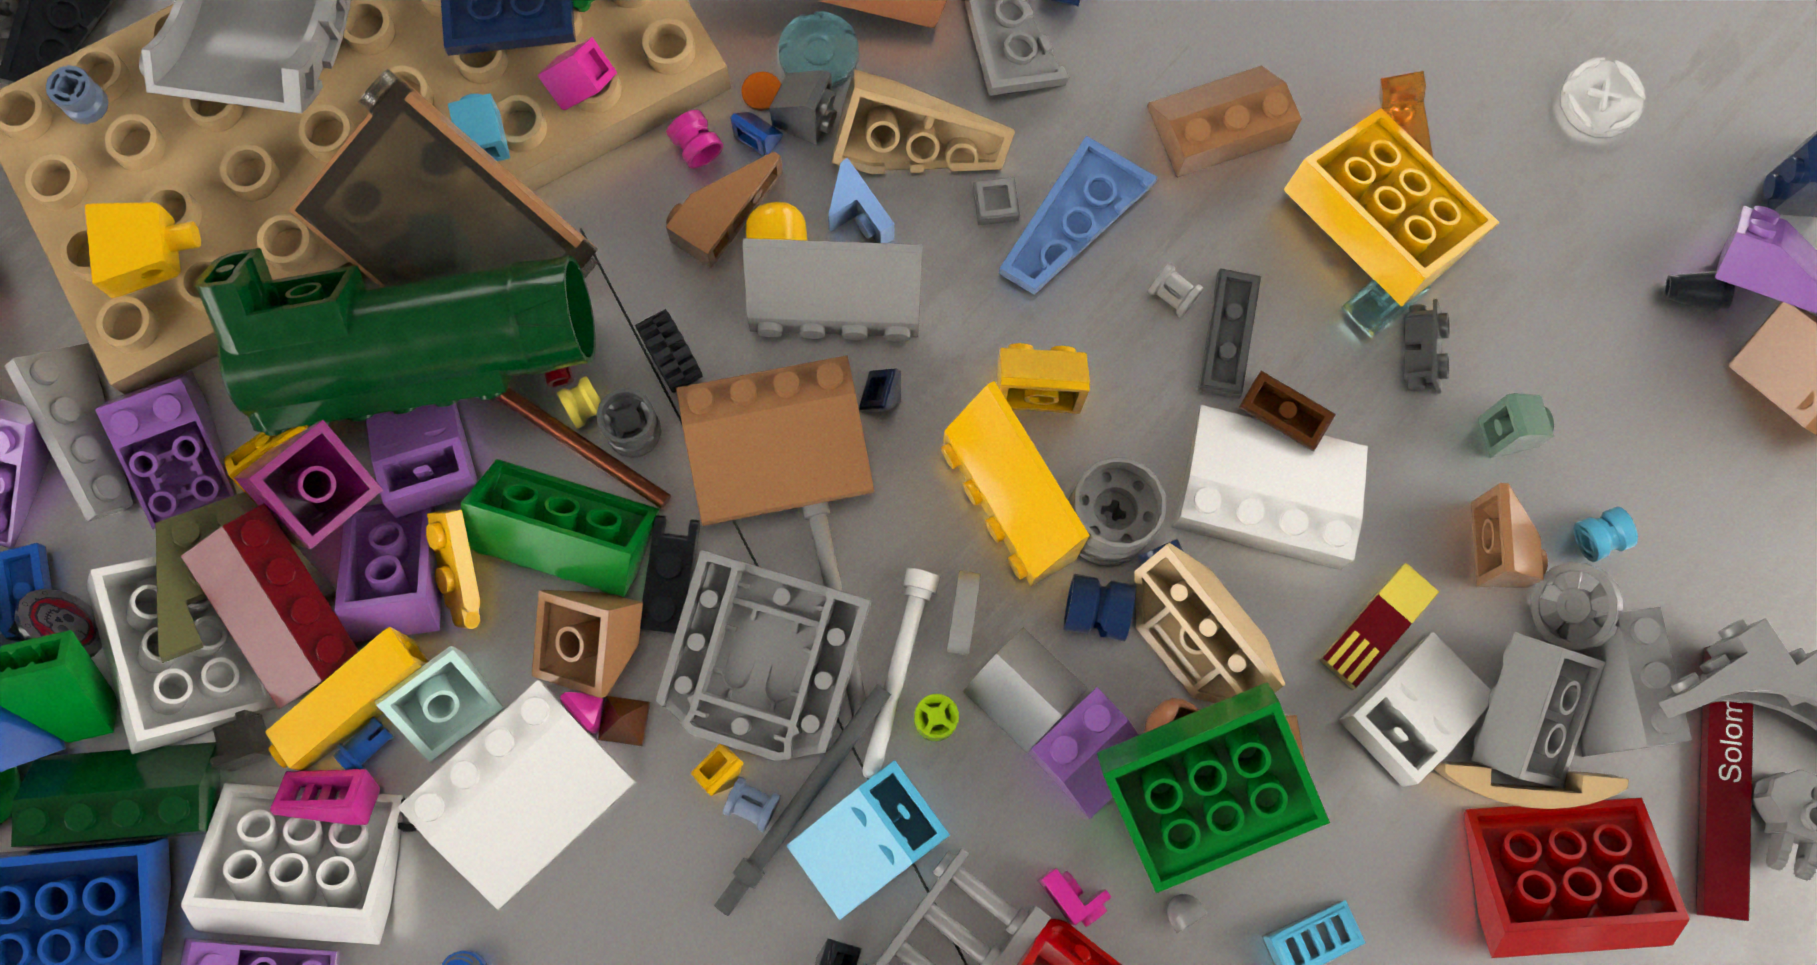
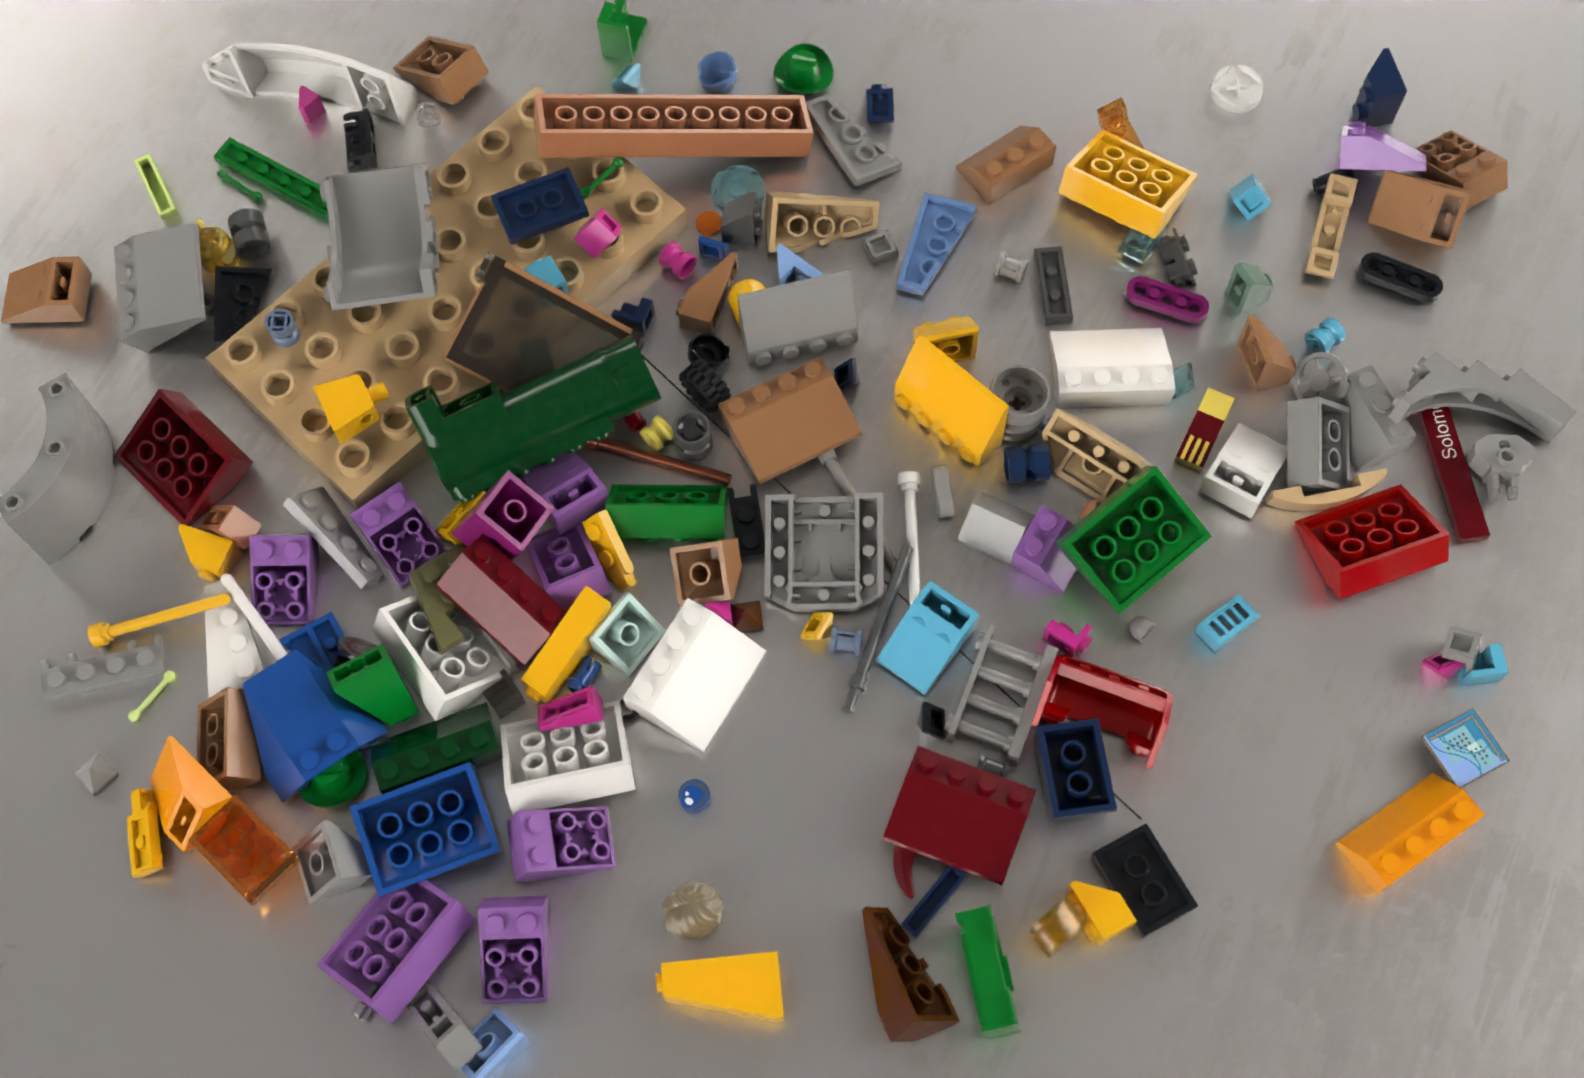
camera: 10 degrees left, 10 degrees down
(607, 209) = (636, 317): none -> dark blue panel
(692, 298) = (709, 349): none -> black hair
(939, 711) = (947, 551): lime wheel -> none
(1287, 410) = (1104, 318): reddish brown slope -> none
(1373, 541) = (1183, 379): none -> clear light blue slope
(1408, 409) = (1180, 300): none -> magenta plate
(1566, 278) = (1250, 197): none -> medium azure panel
(1670, 359) = (1330, 226): none -> tan slope
(1766, 474) = (1412, 278): none -> black plate

